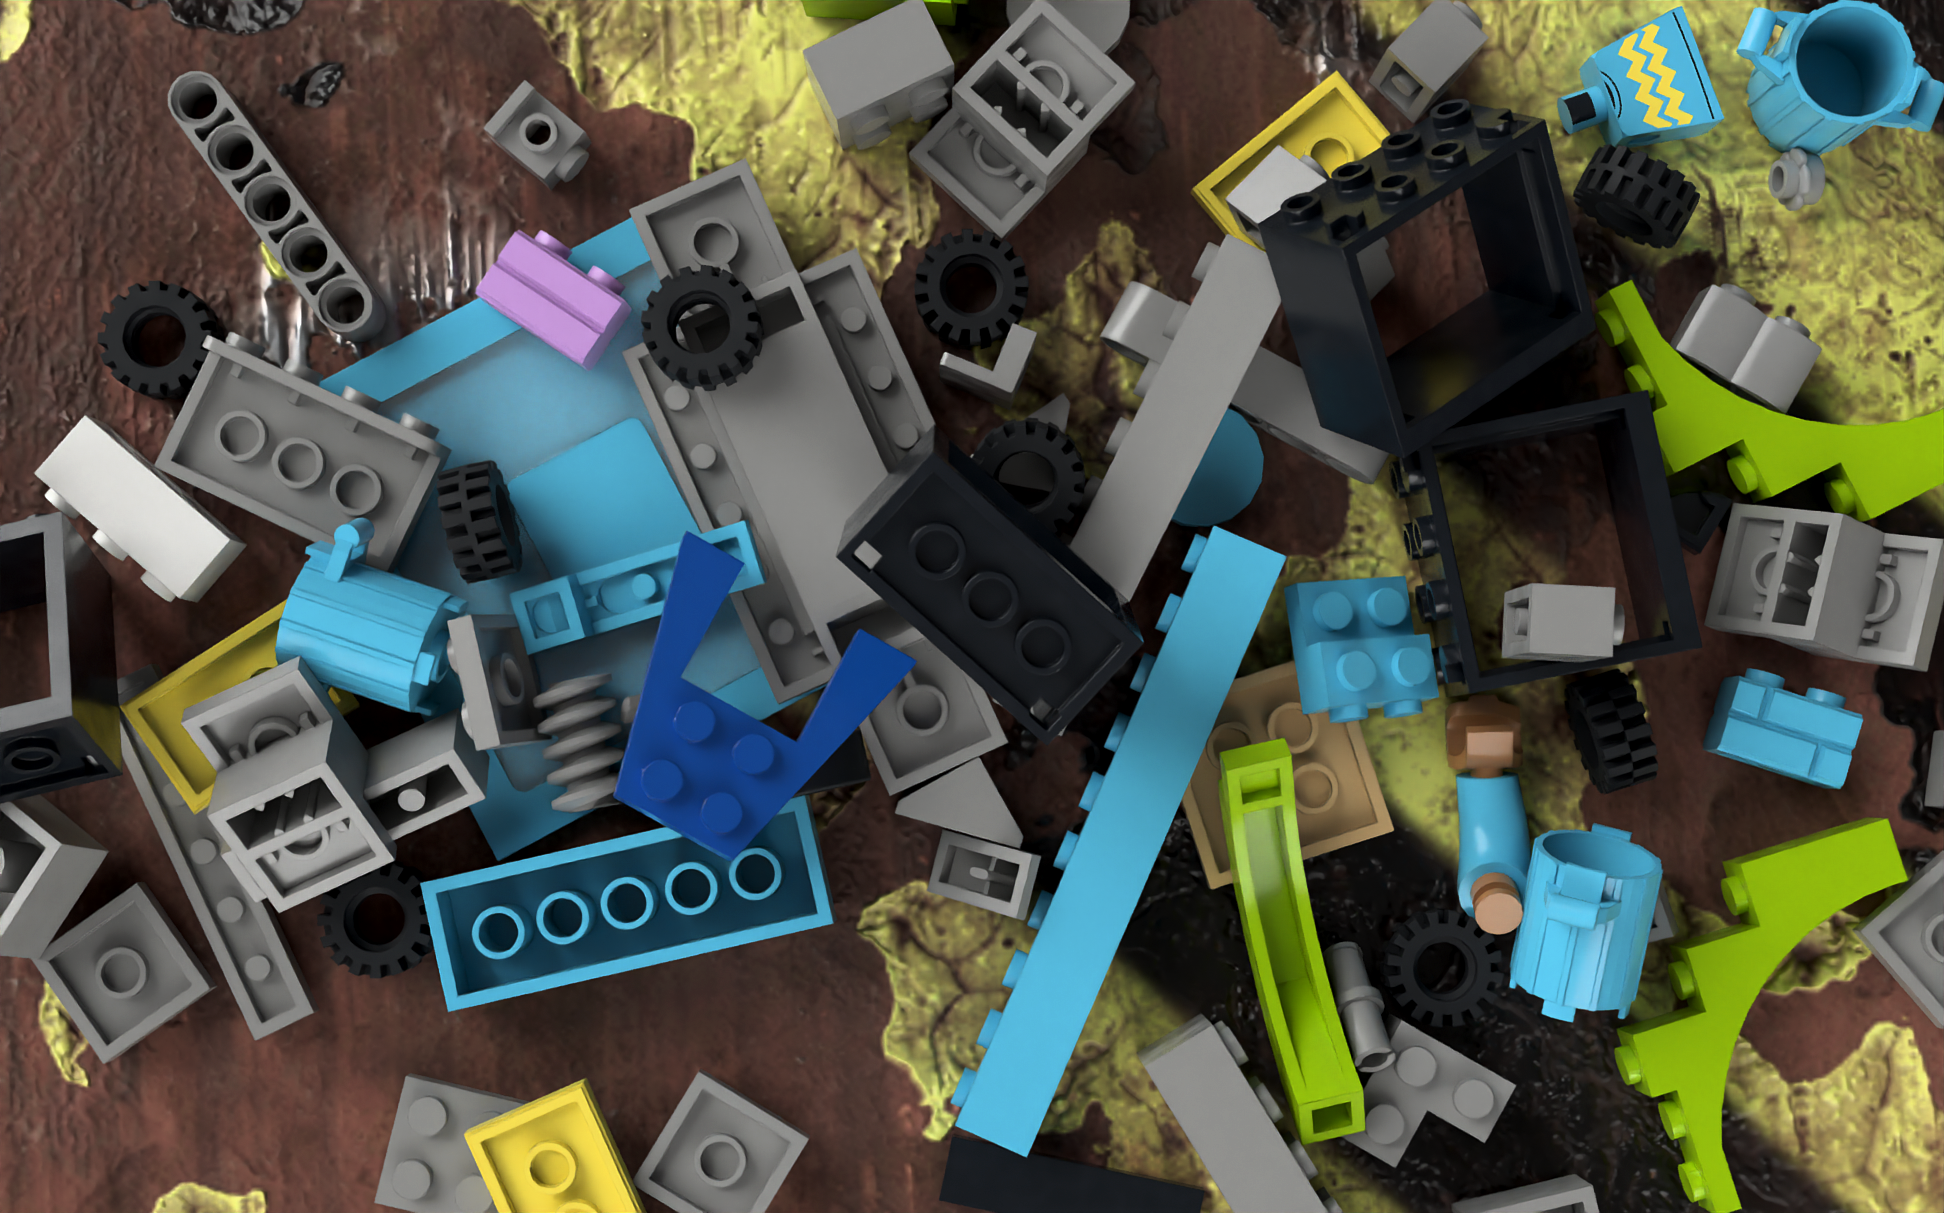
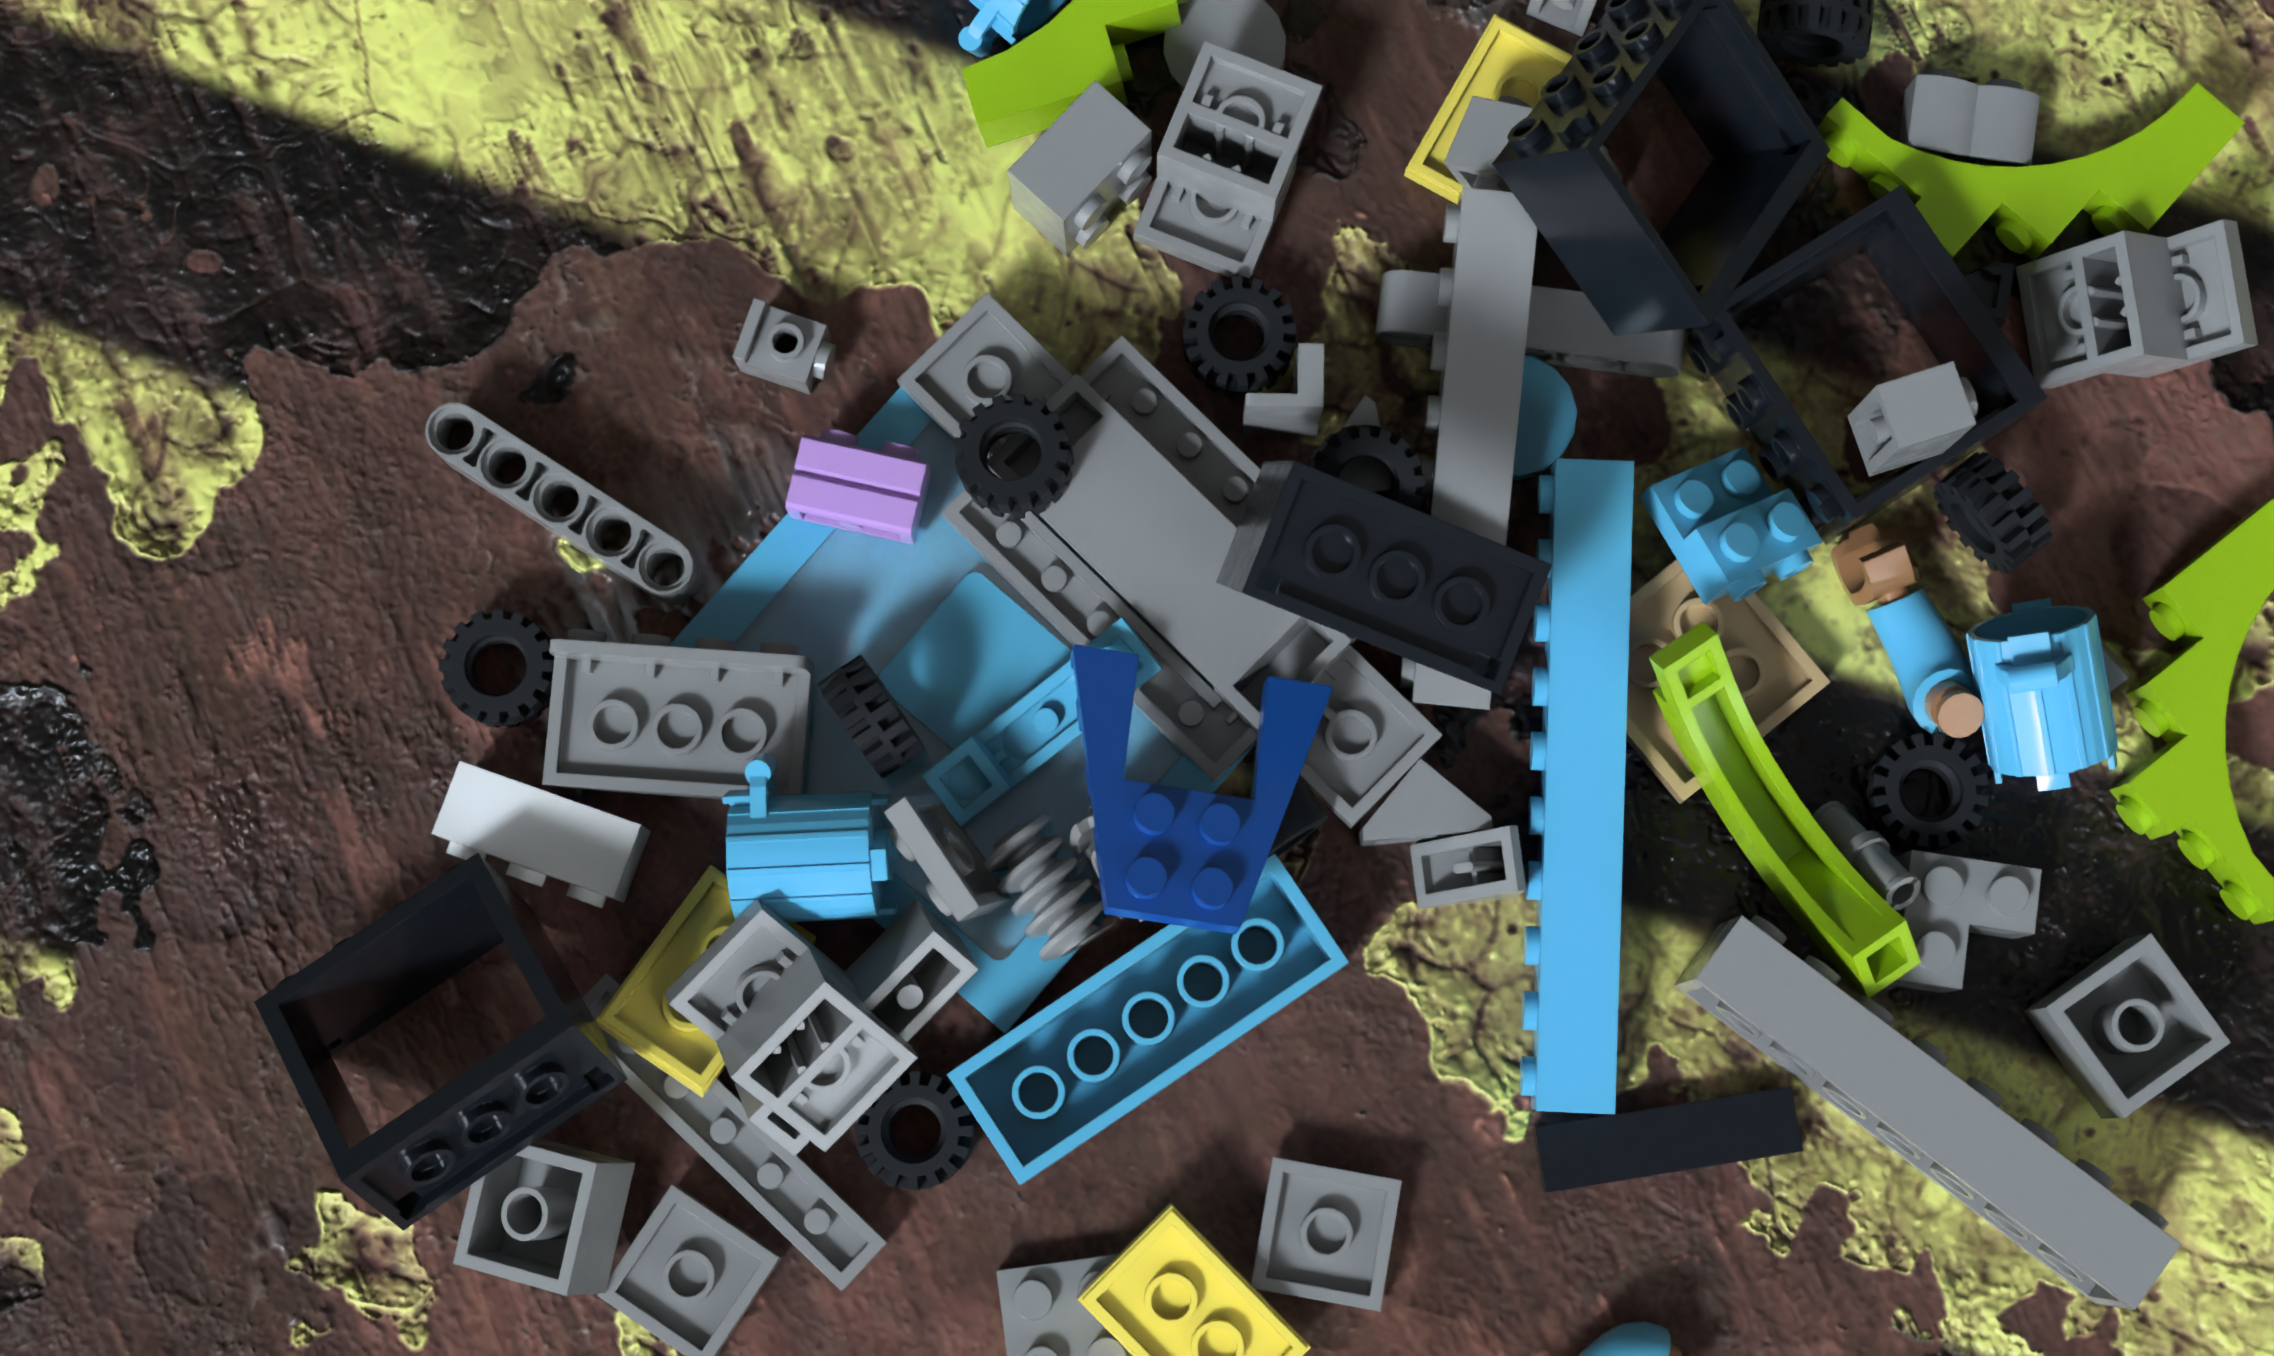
camera: 15 degrees left, 5 degrees down
(1783, 731) = (2148, 453): medium azure brick -> none

